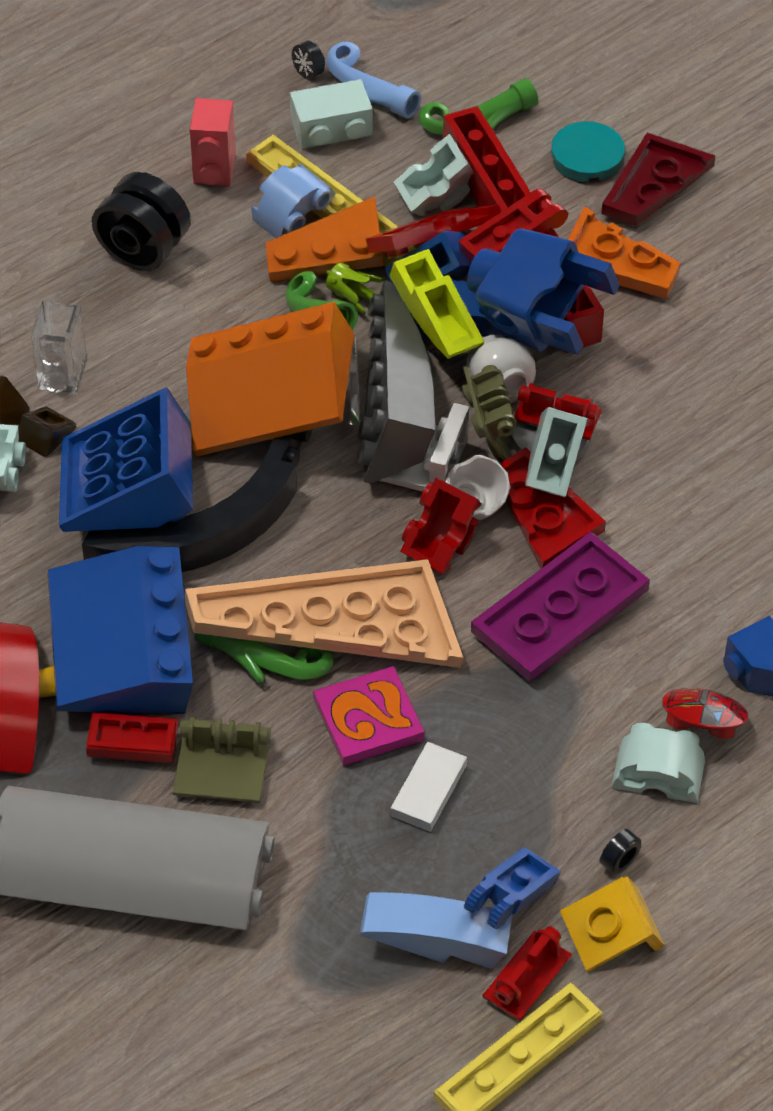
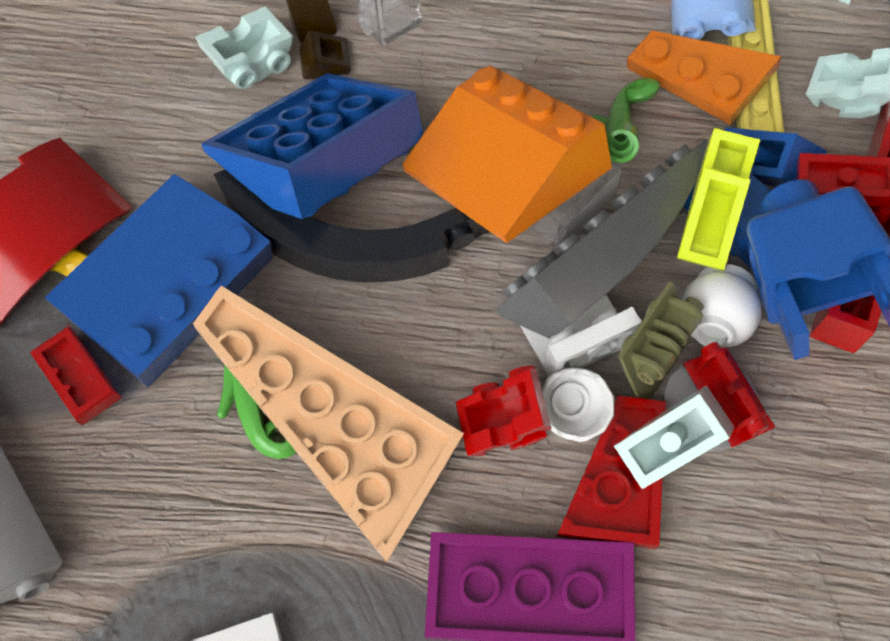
camera: 50 degrees right, 15 degrees up
(222, 760) = (113, 461): olive hinge -> none
(348, 284) = (681, 111): lime piece -> none
(368, 715) = (262, 534): dark pink tile -> none
(397, 240) = (813, 125): red wing -> none

